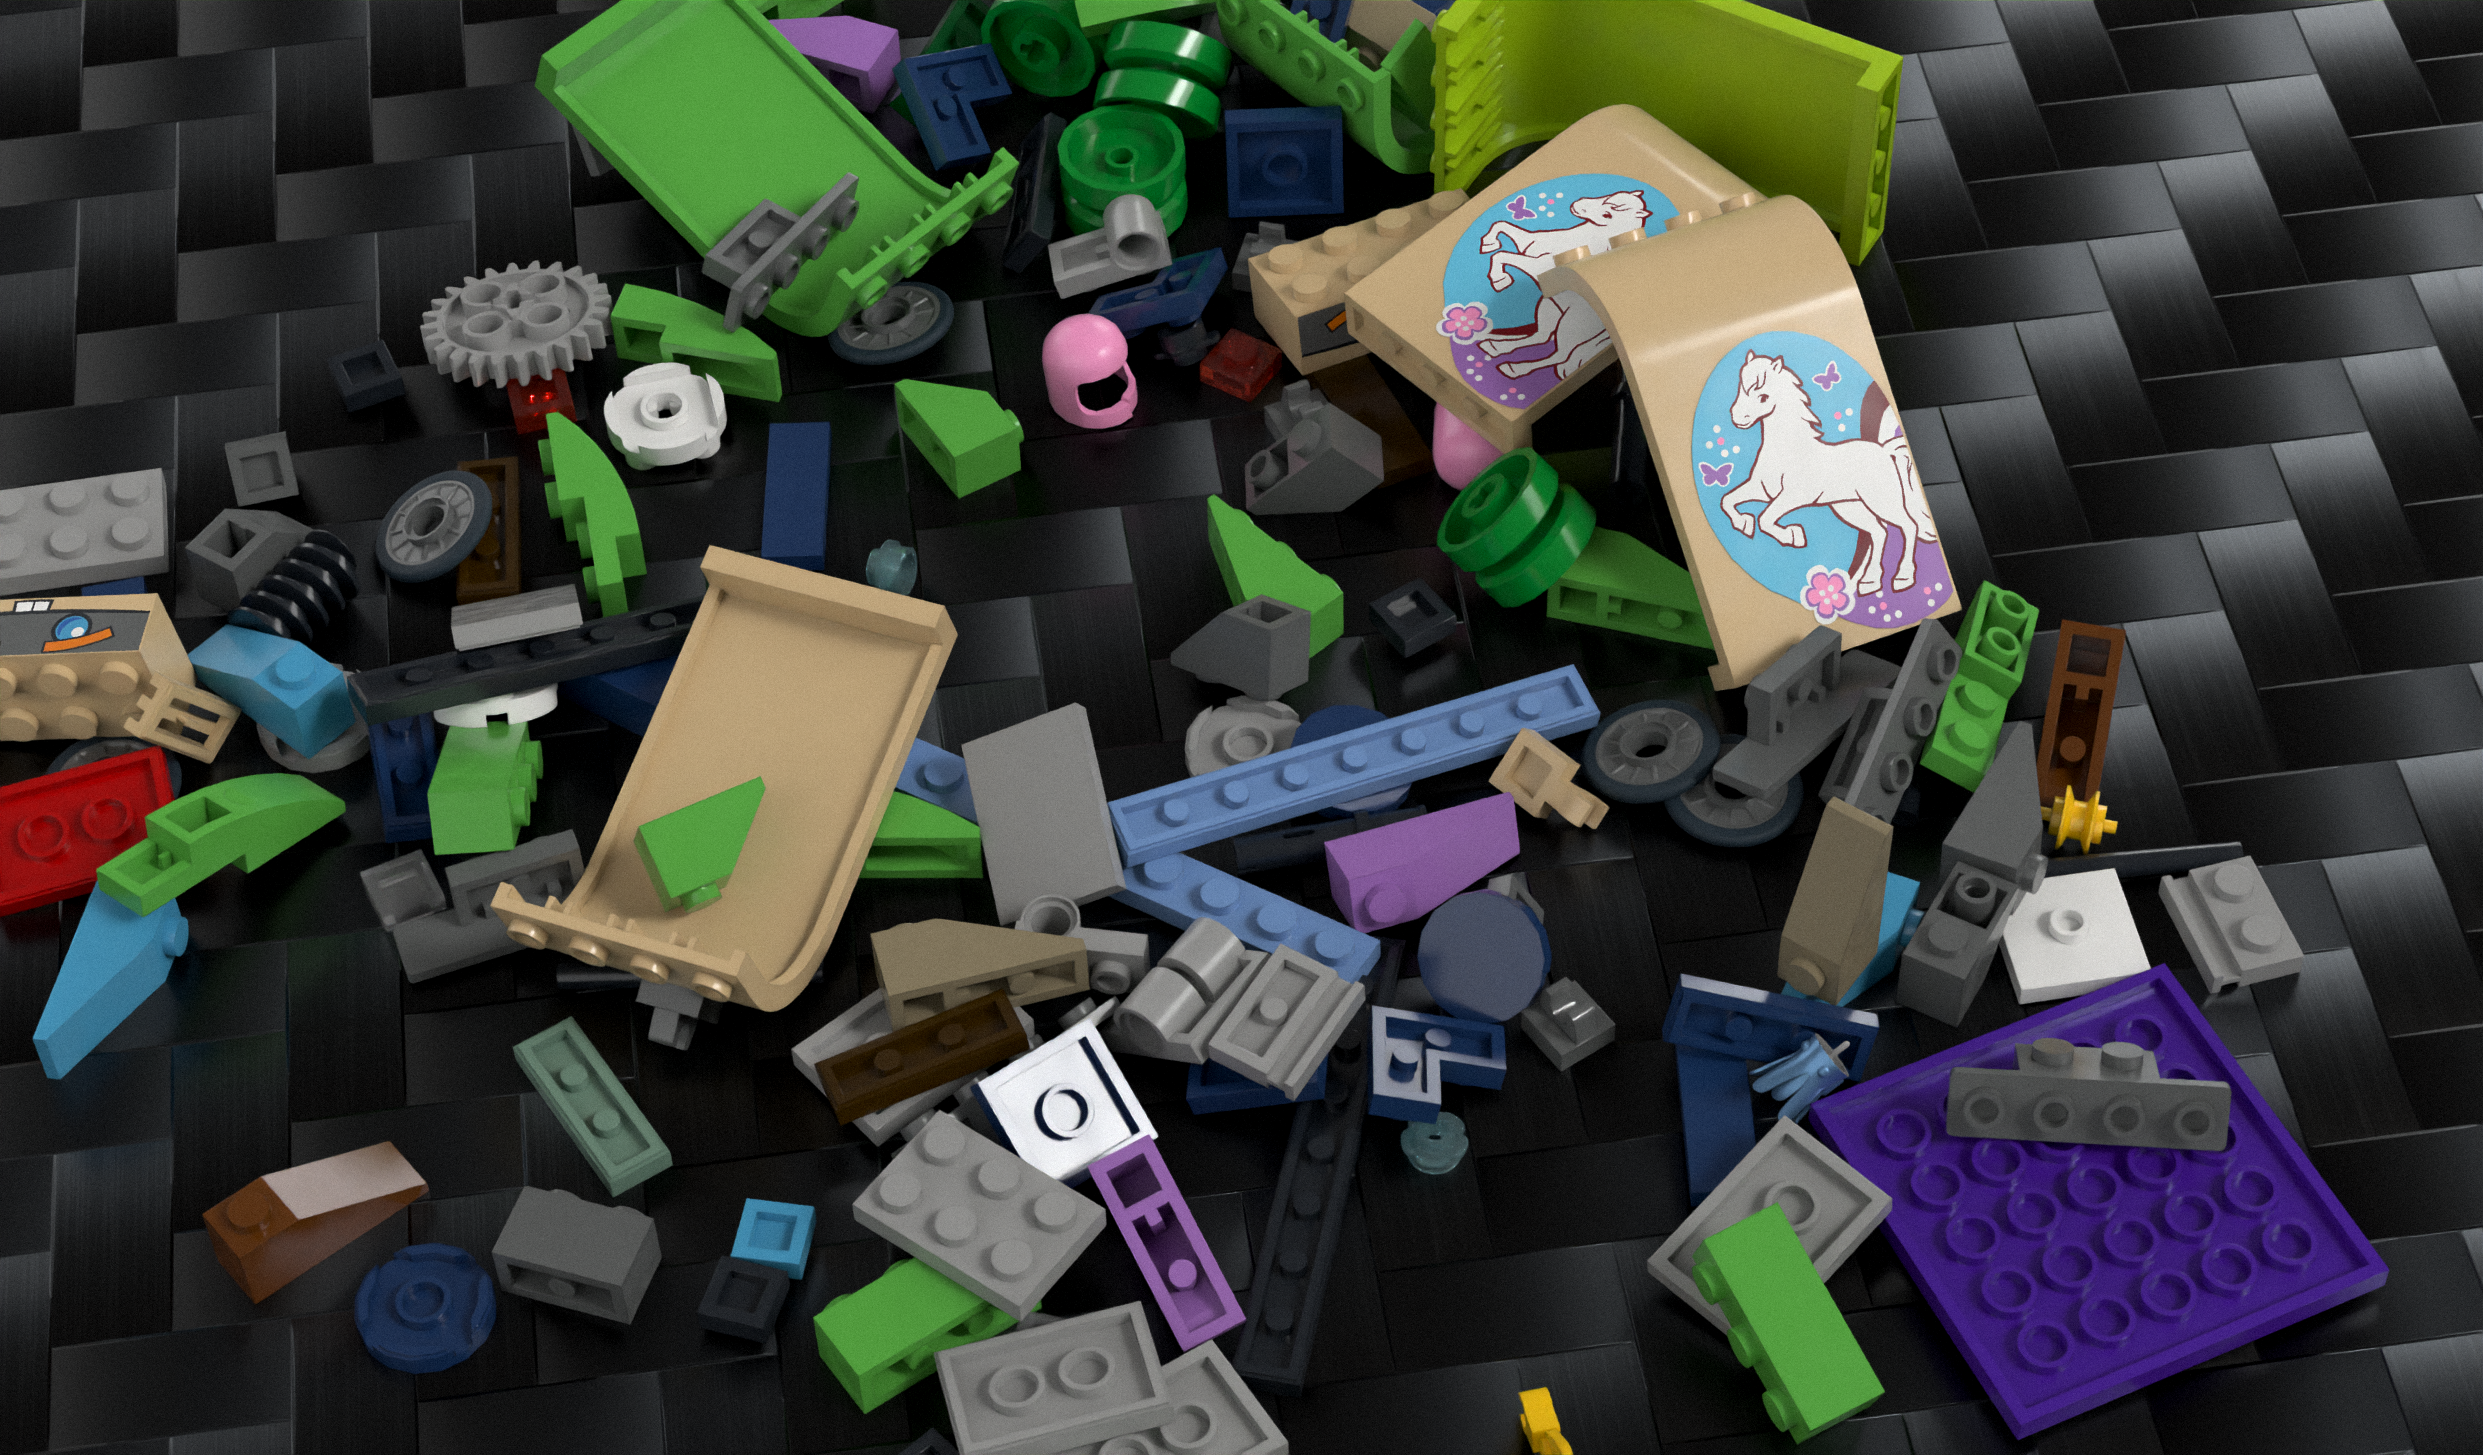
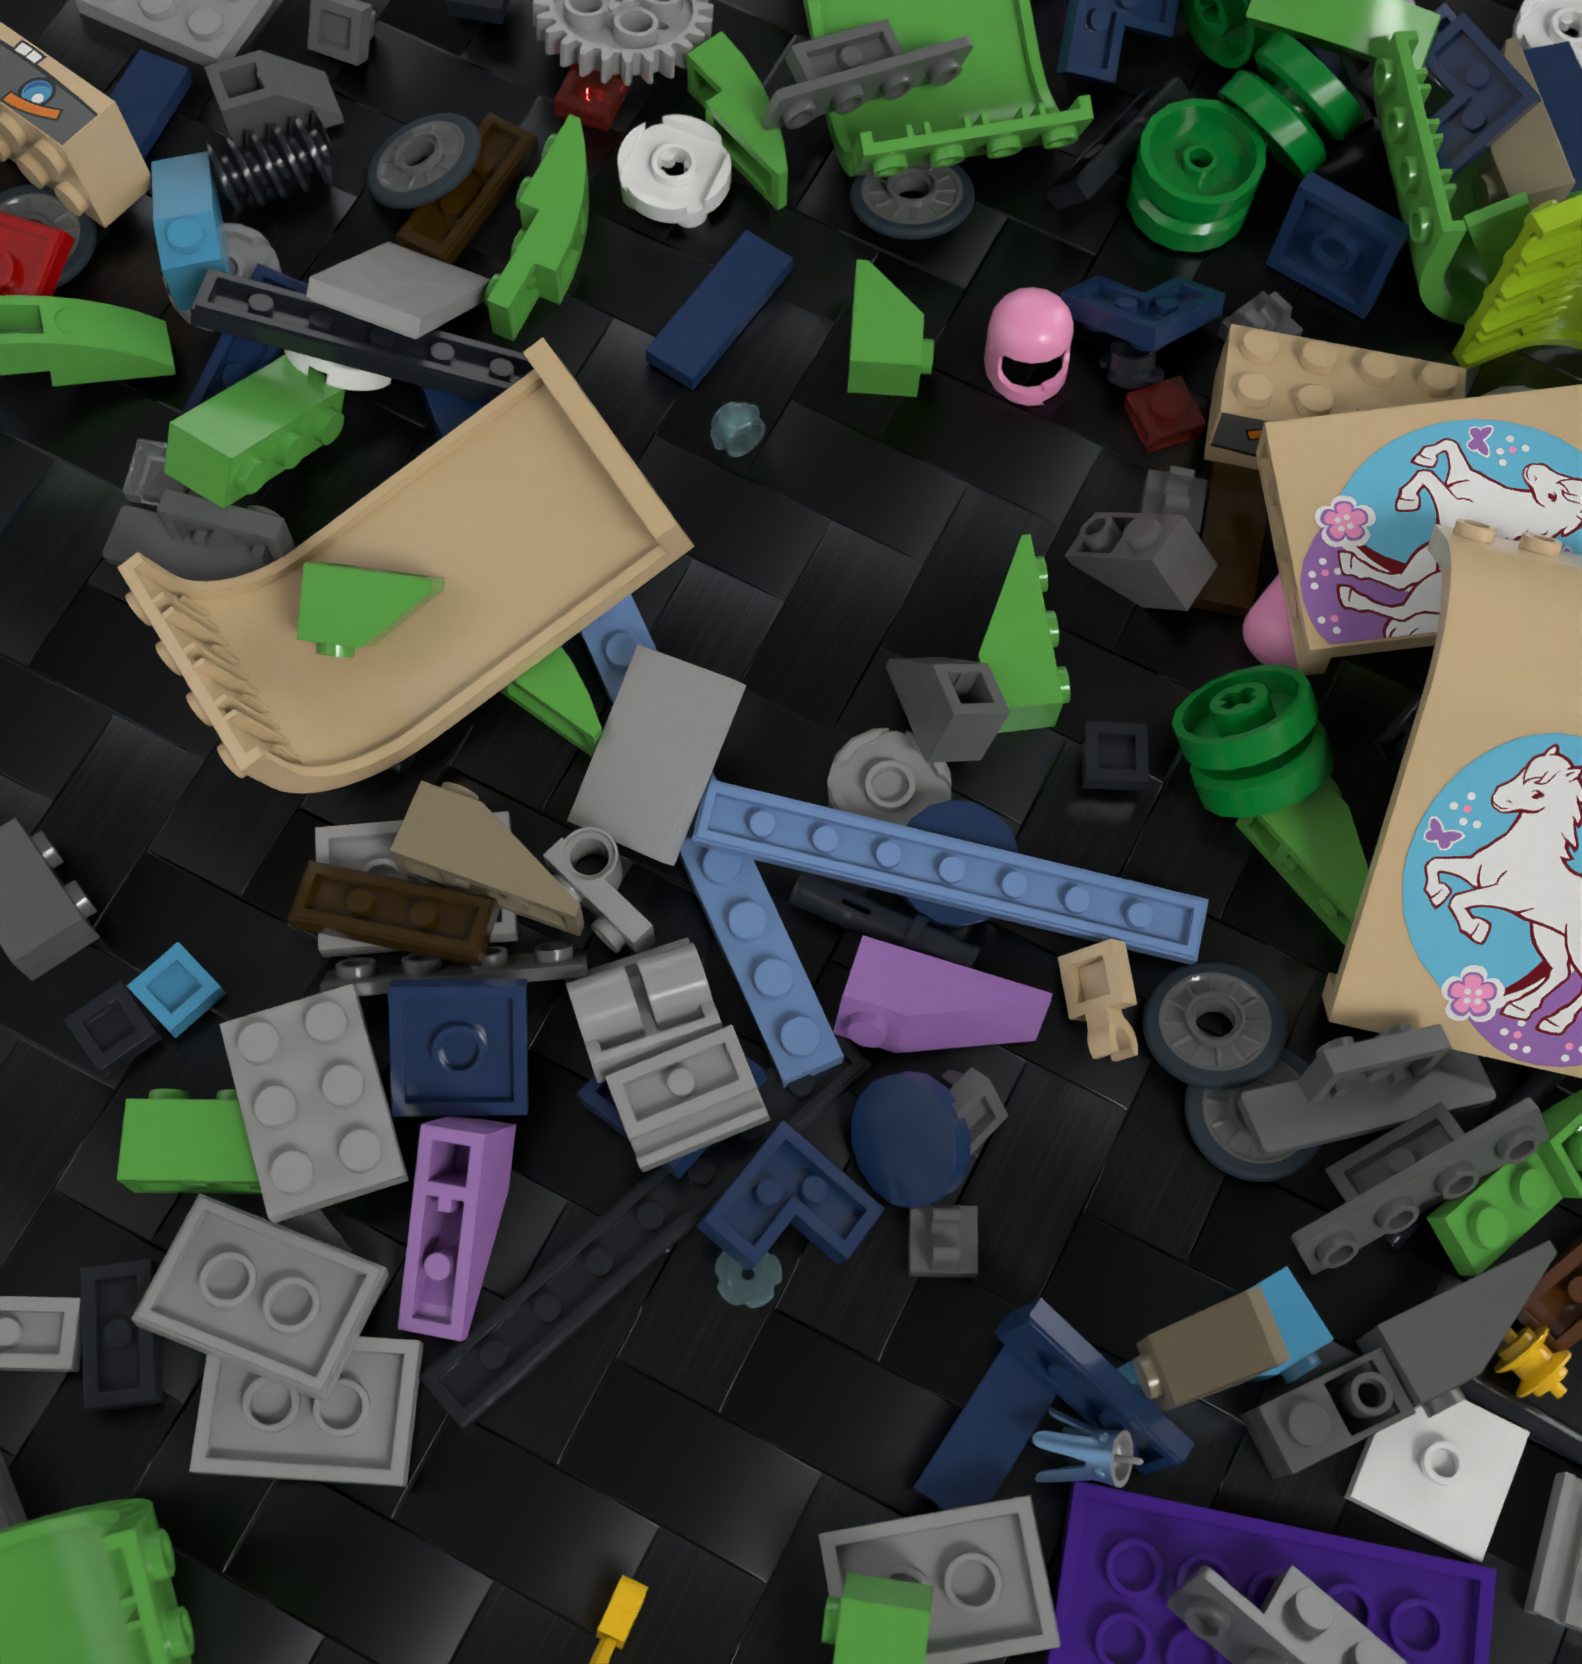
camera: 30 degrees right, 20 degrees up
(160, 707) = (103, 213): tan tile -> none
(592, 1106) = (147, 767): sand green tile -> none
(1127, 246) = (1140, 244): light grey plate -> none

